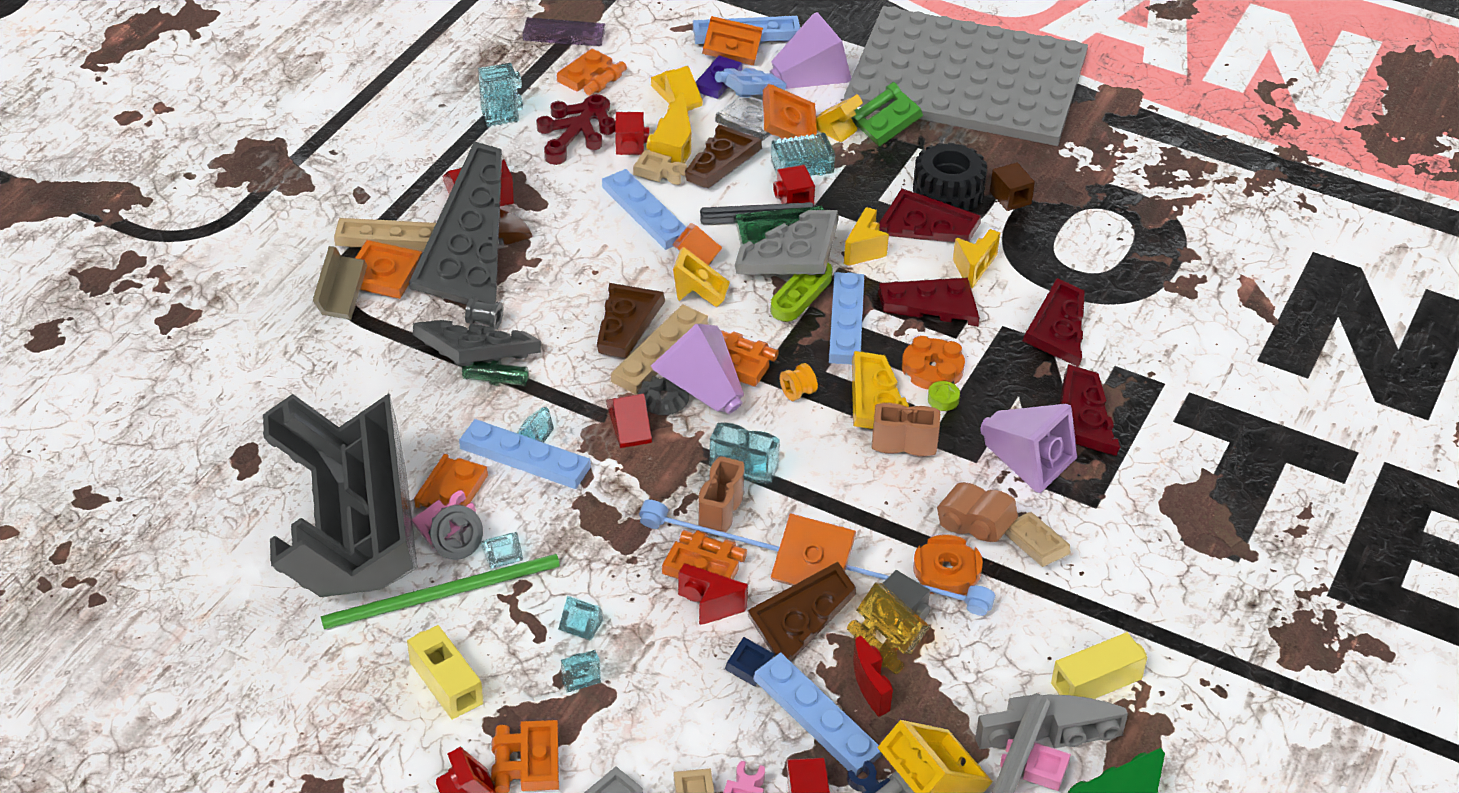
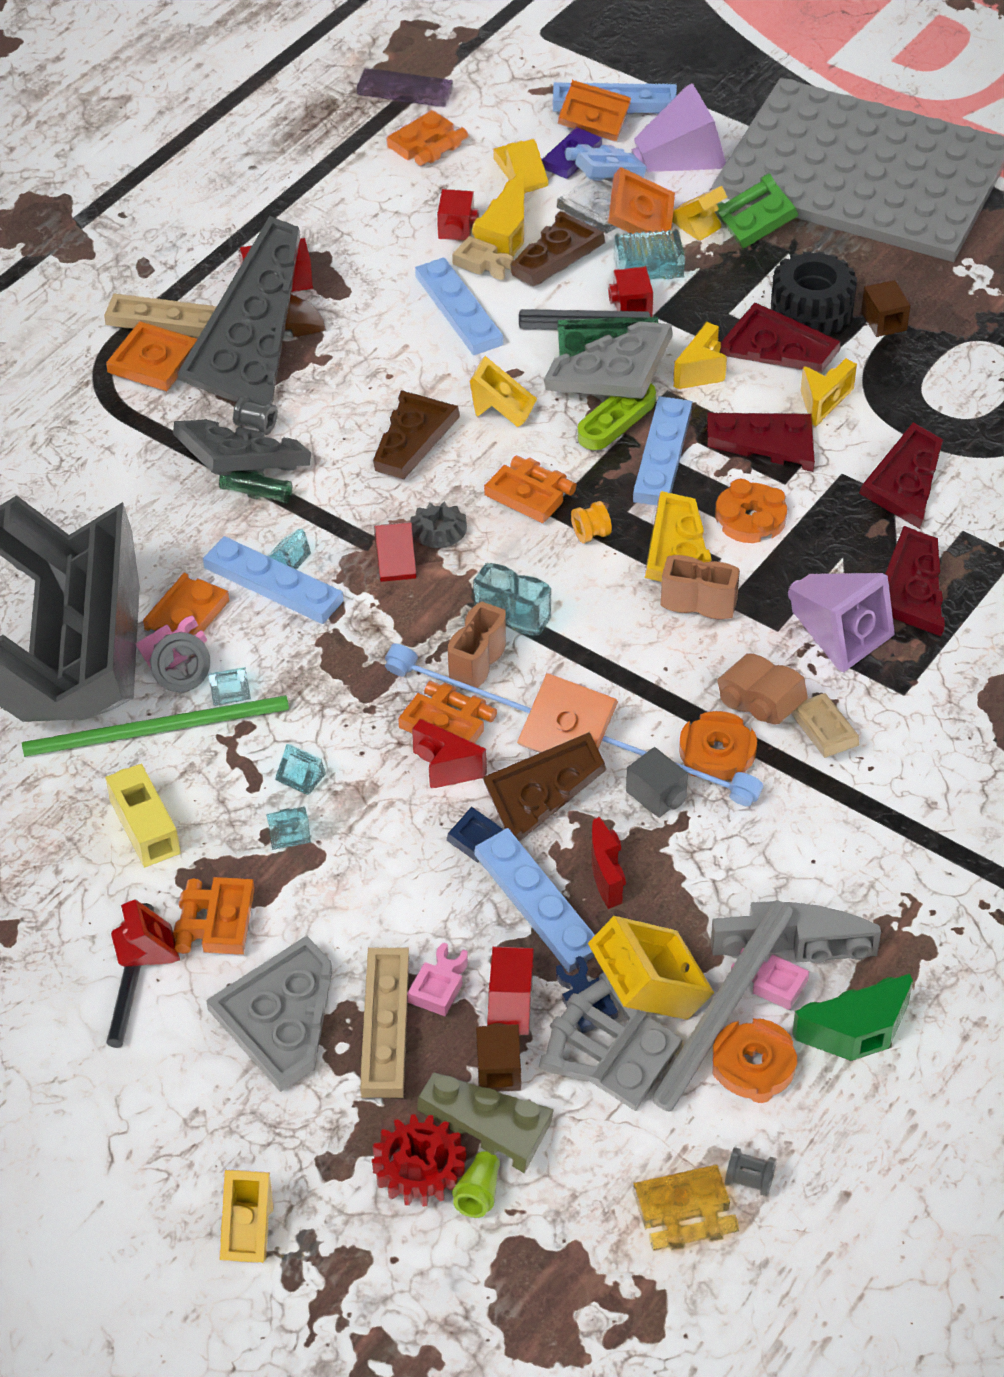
camera: 10 degrees right, 5 degrees up
(339, 284) = (99, 371): dark tan panel -> none
(499, 94) = (314, 159): clear light blue brick -> none
(593, 107) = (422, 181): dark red plant -> none
(638, 364) = (444, 470): tan plate -> none
(697, 243) = (508, 353): orange panel -> none
(703, 368) = (483, 498): lavender slope -> none
(893, 620) = (640, 804): clear yellow plate -> none
(943, 395) = (755, 550): lime tile -> none
(1100, 668) = (864, 878): light yellow brick -> none

